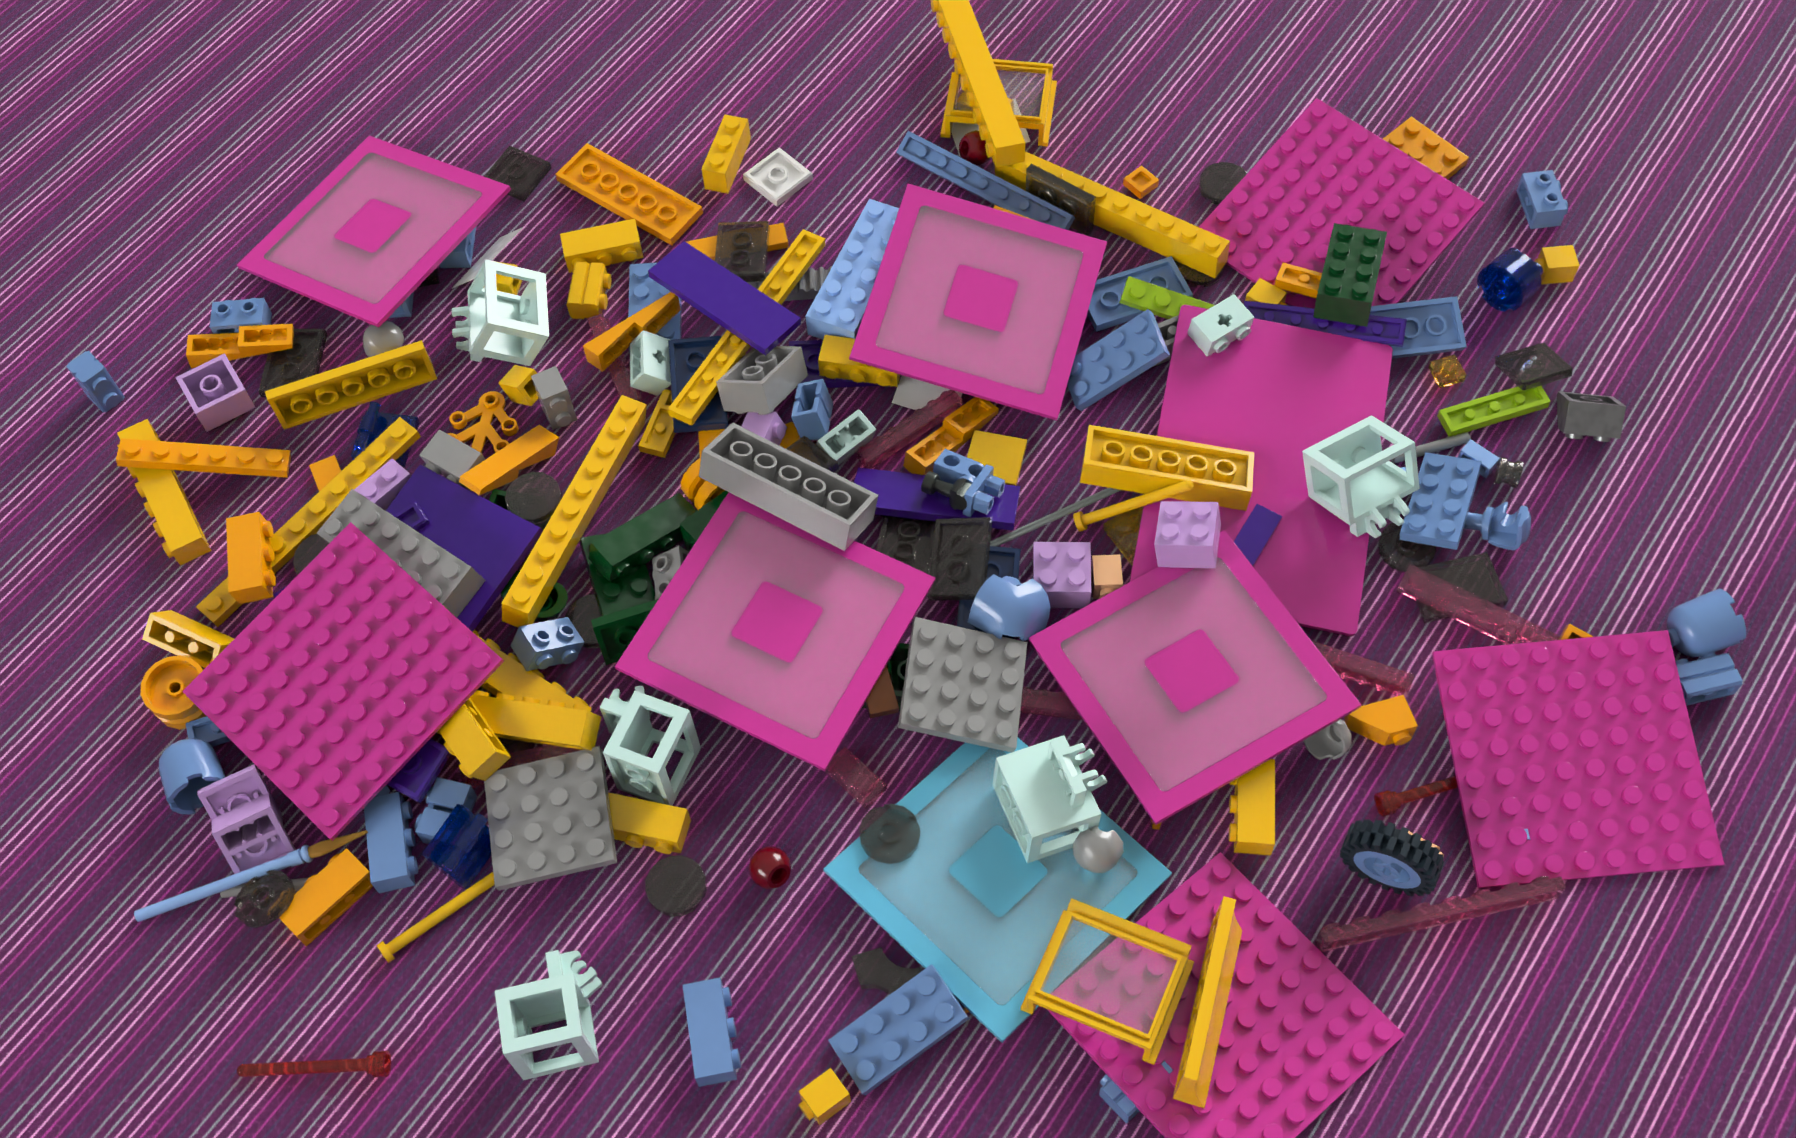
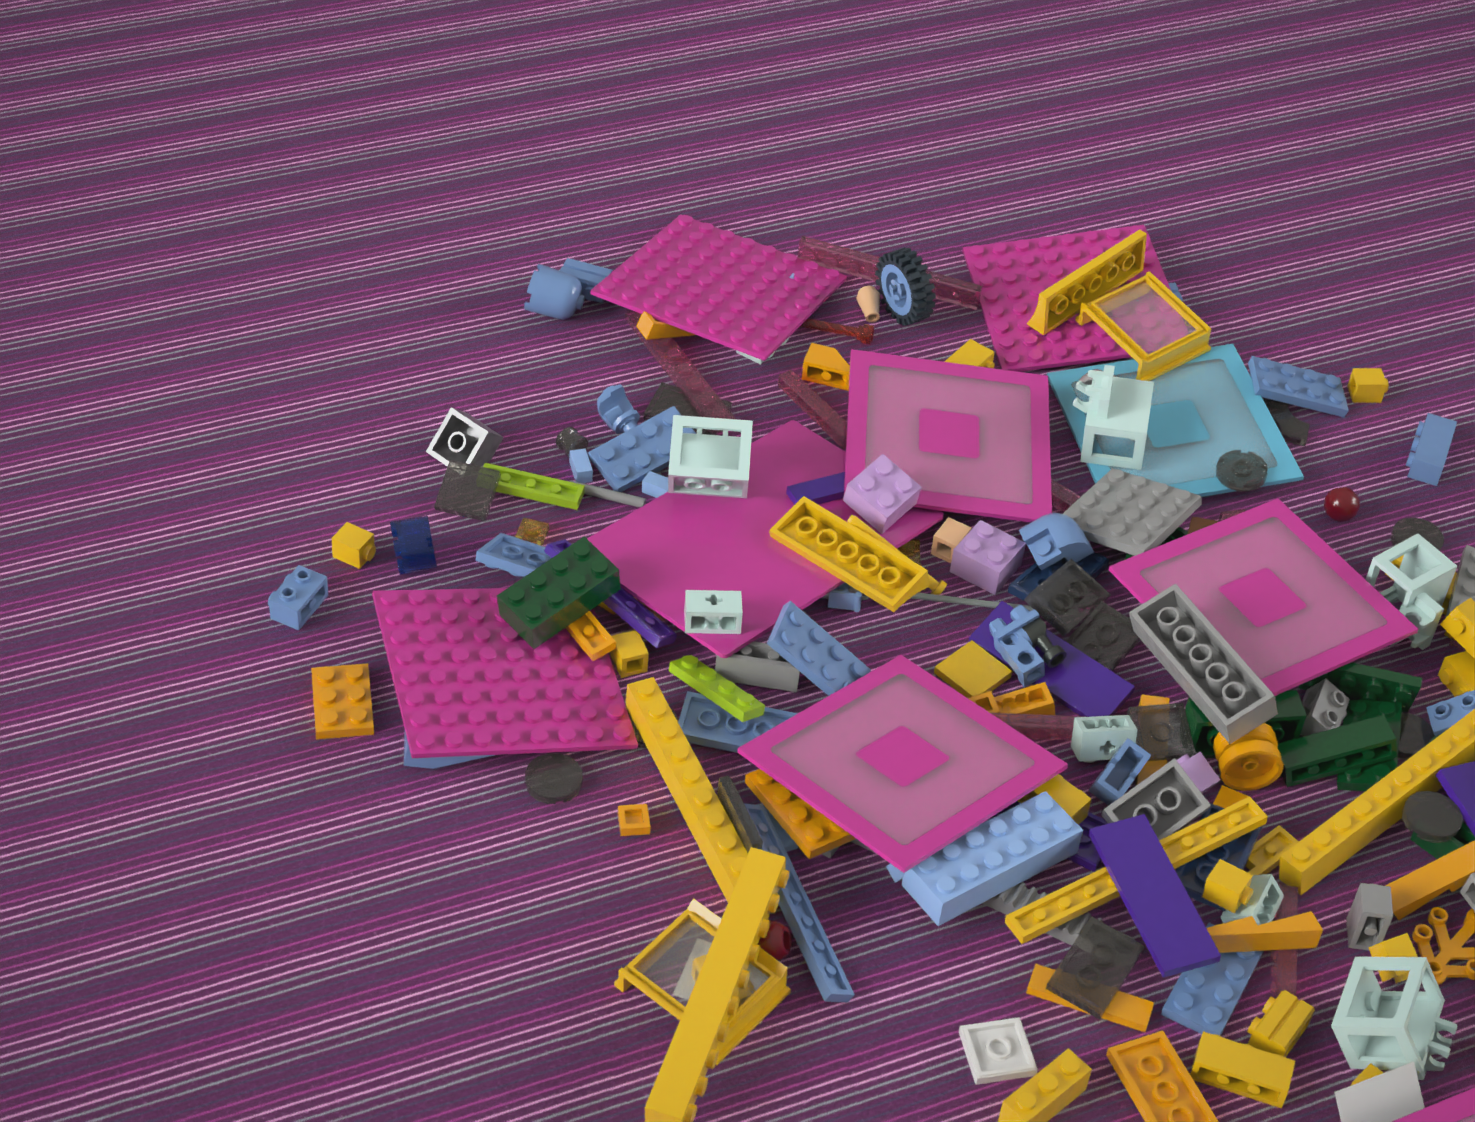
camera: 155 degrees left, 15 degrees down
(670, 337) = (1228, 886): none -> yellow brick

